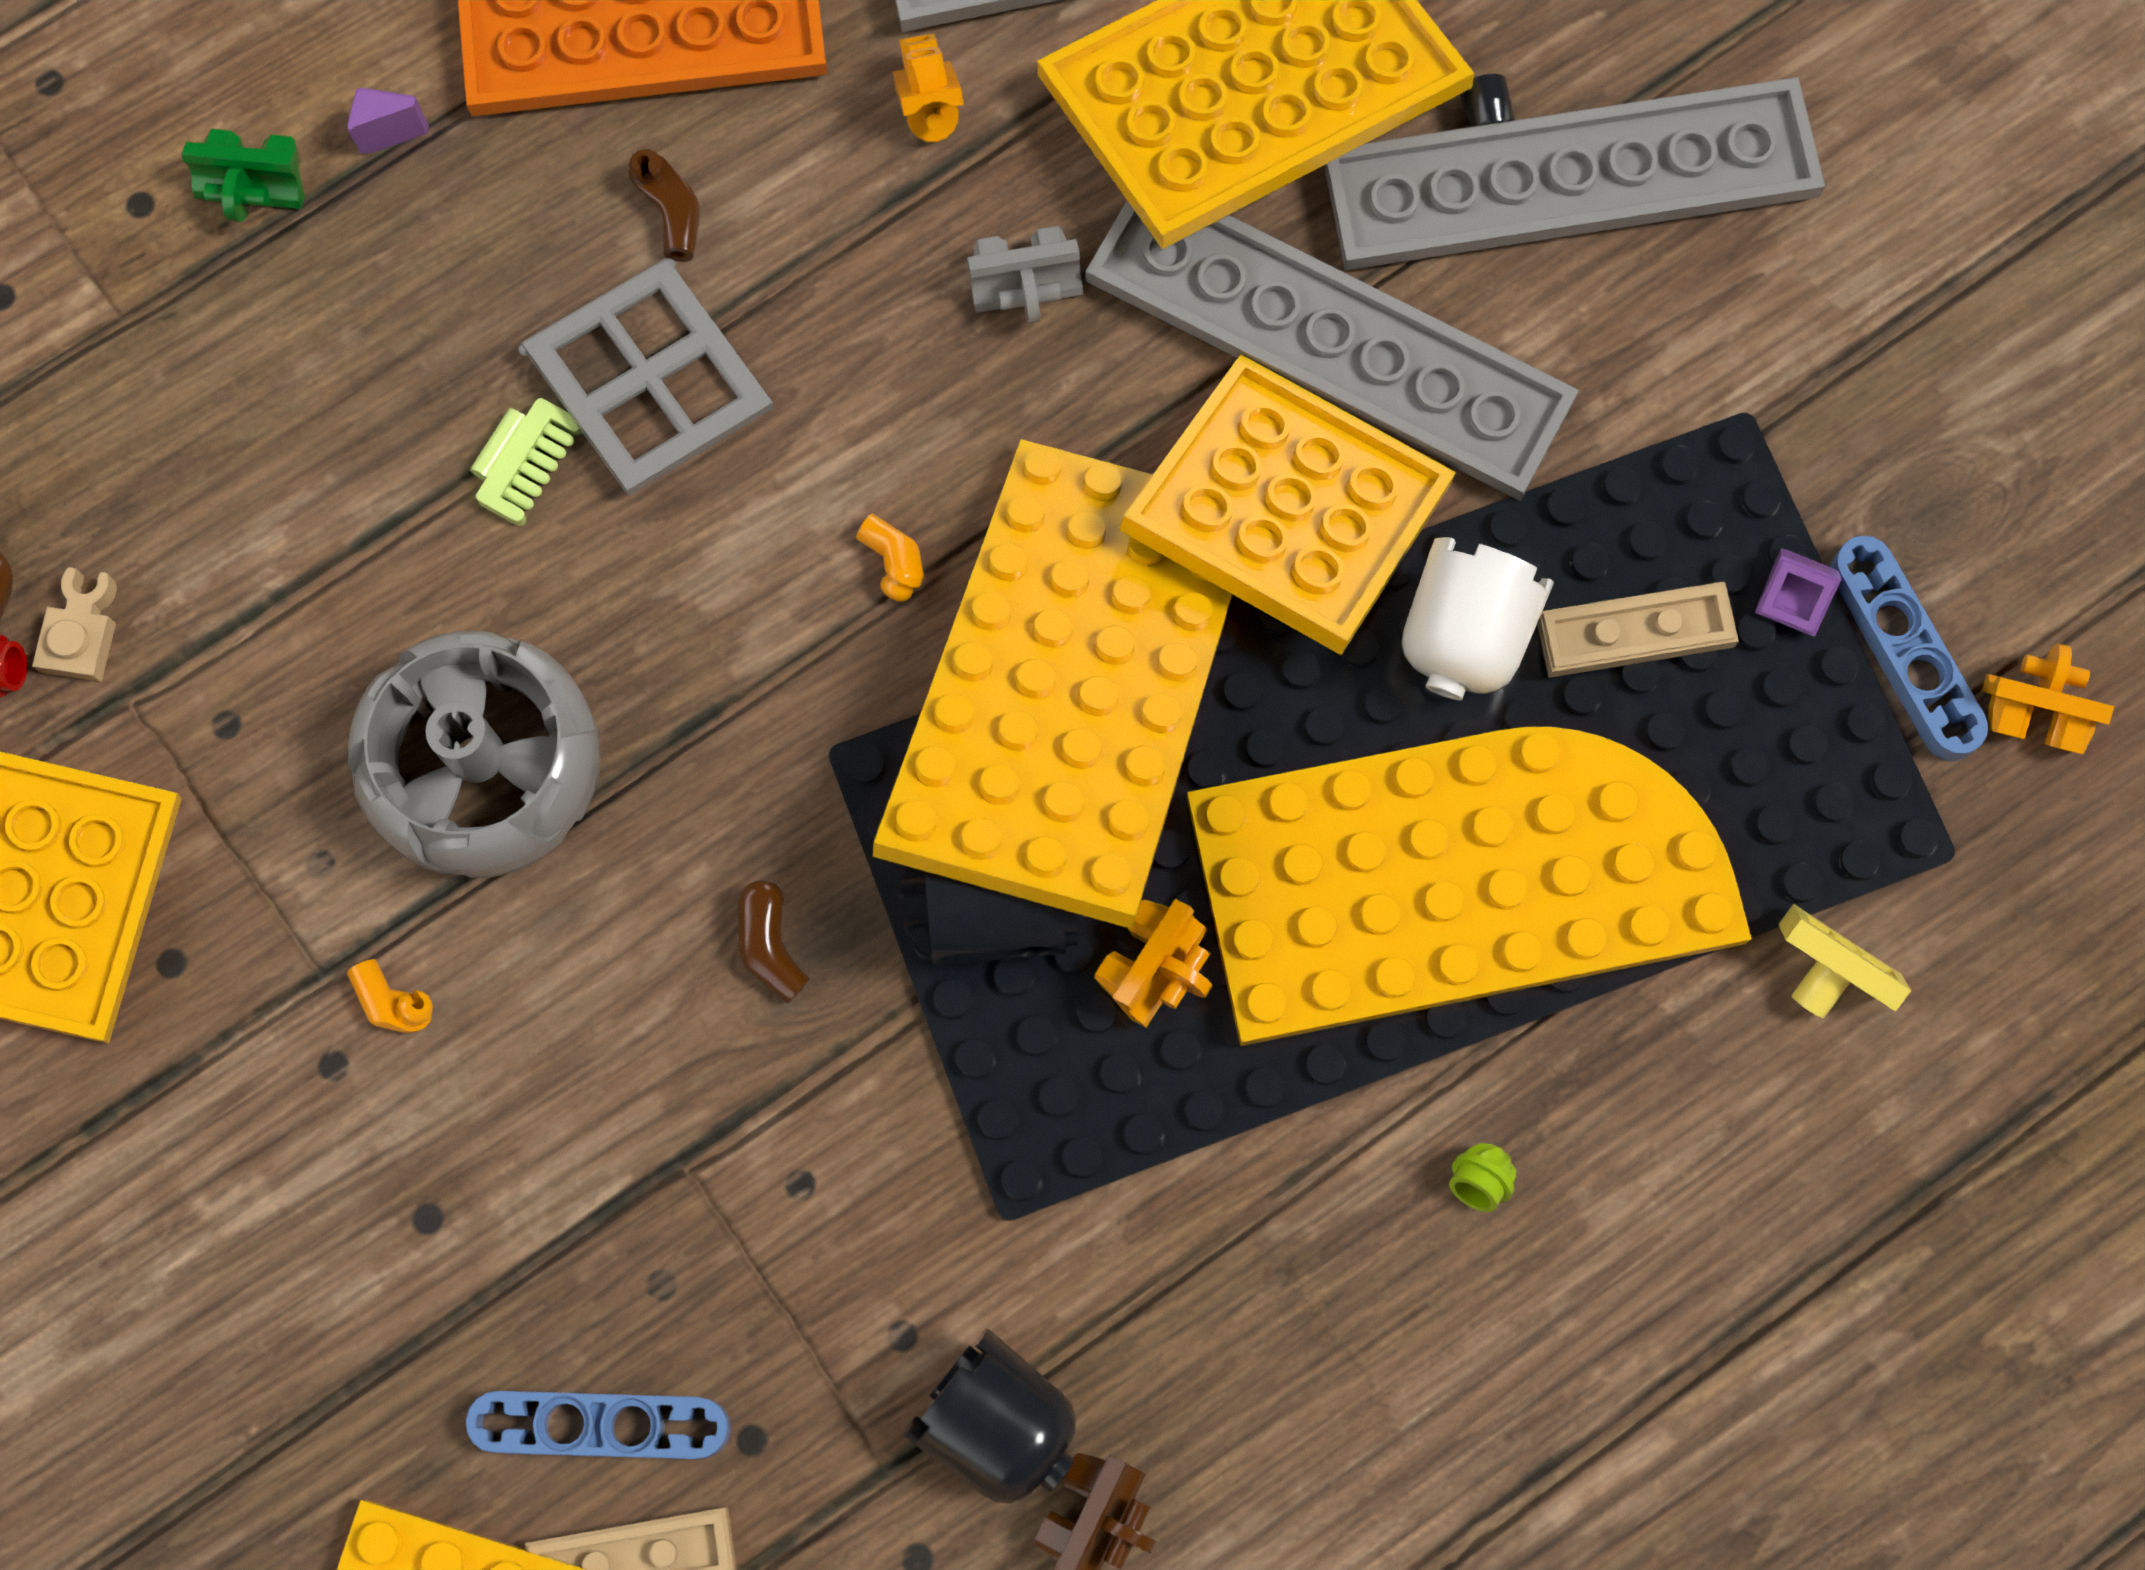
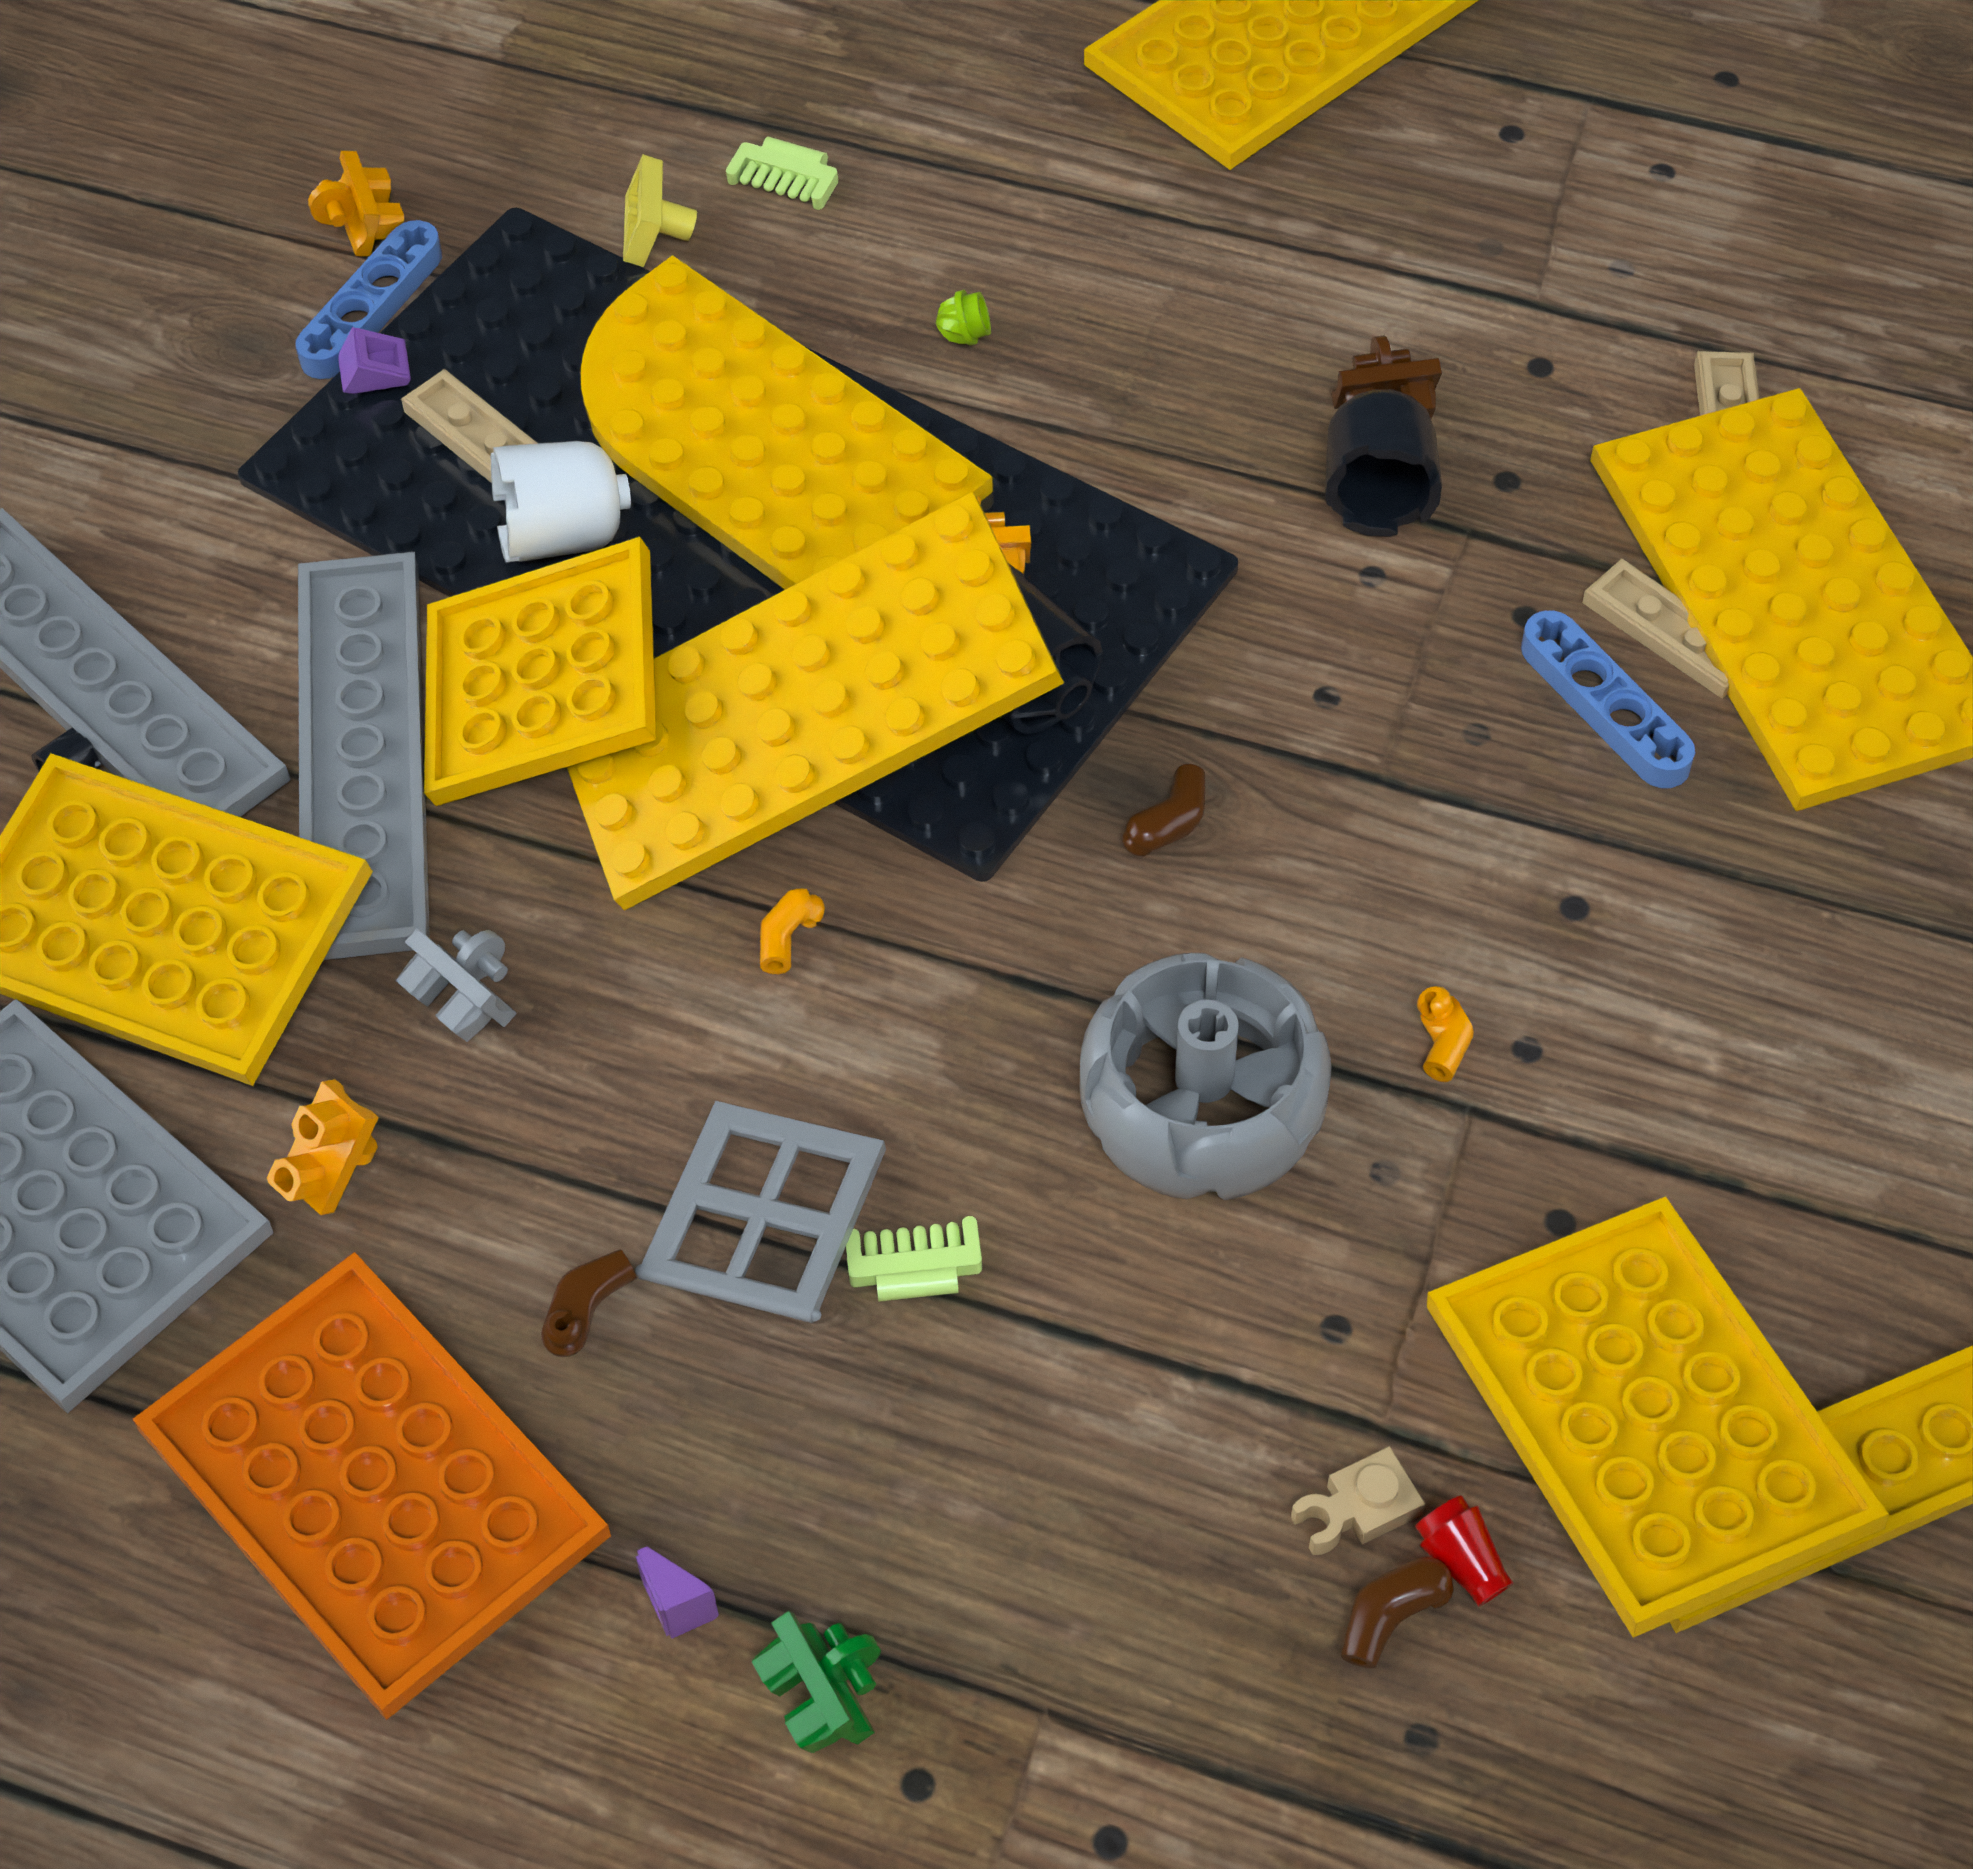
camera: 125 degrees left, 20 degrees down
(1842, 1167) = (786, 162): none -> yellowish green piece

